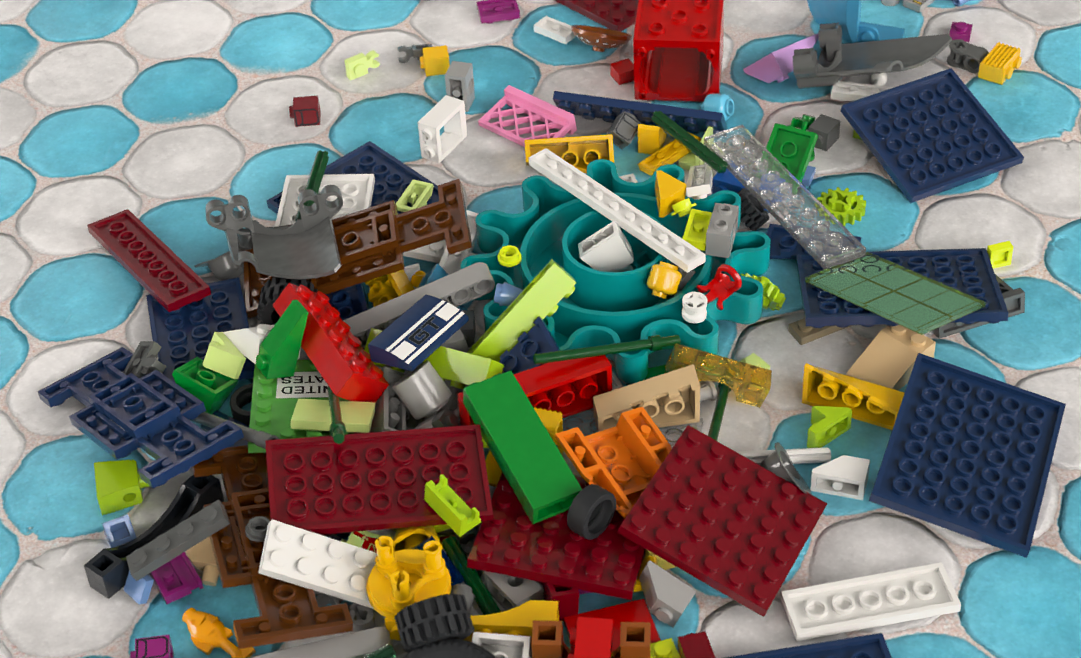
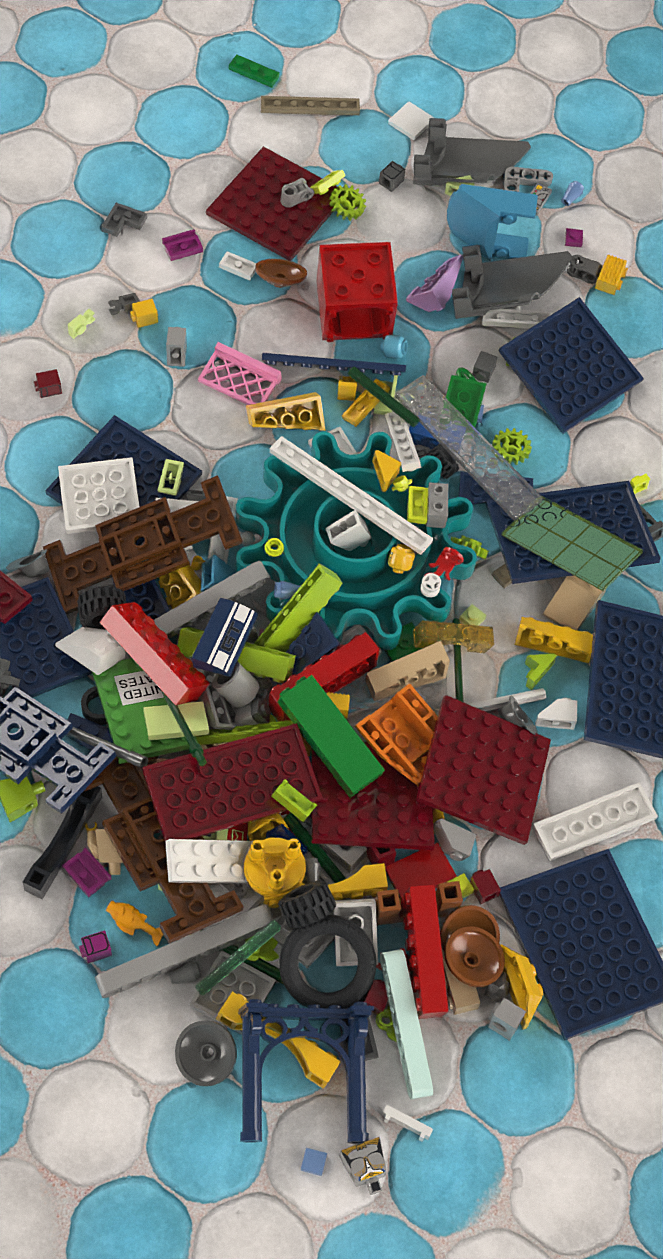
camera: 20 degrees left, 20 degrees up
(119, 531) = (31, 838): medium blue slope -> none
(139, 589) = (63, 886): medium blue tile -> none
(177, 540) = (91, 853): dark grey plate -> none
(204, 384) = (57, 692): green slope -> none
(224, 356) = (66, 666): yellowish green slope -> none
(257, 528) = (156, 837): dark grey plate -> none
(282, 345) = (120, 659): green slope -> none
(286, 251) = (92, 551): dark grey panel -> none
(315, 177) = (86, 481): dark green axle -> none
(447, 113) = (174, 397): white window -> none
(591, 511) = (394, 786): black tyre -> none
(622, 71) = (307, 310): red piece -> none
(624, 129) = (324, 383): dark grey brick -> none
(653, 343) = (406, 622): dark green bar -> none
(803, 122) = (468, 358): green plate -> none

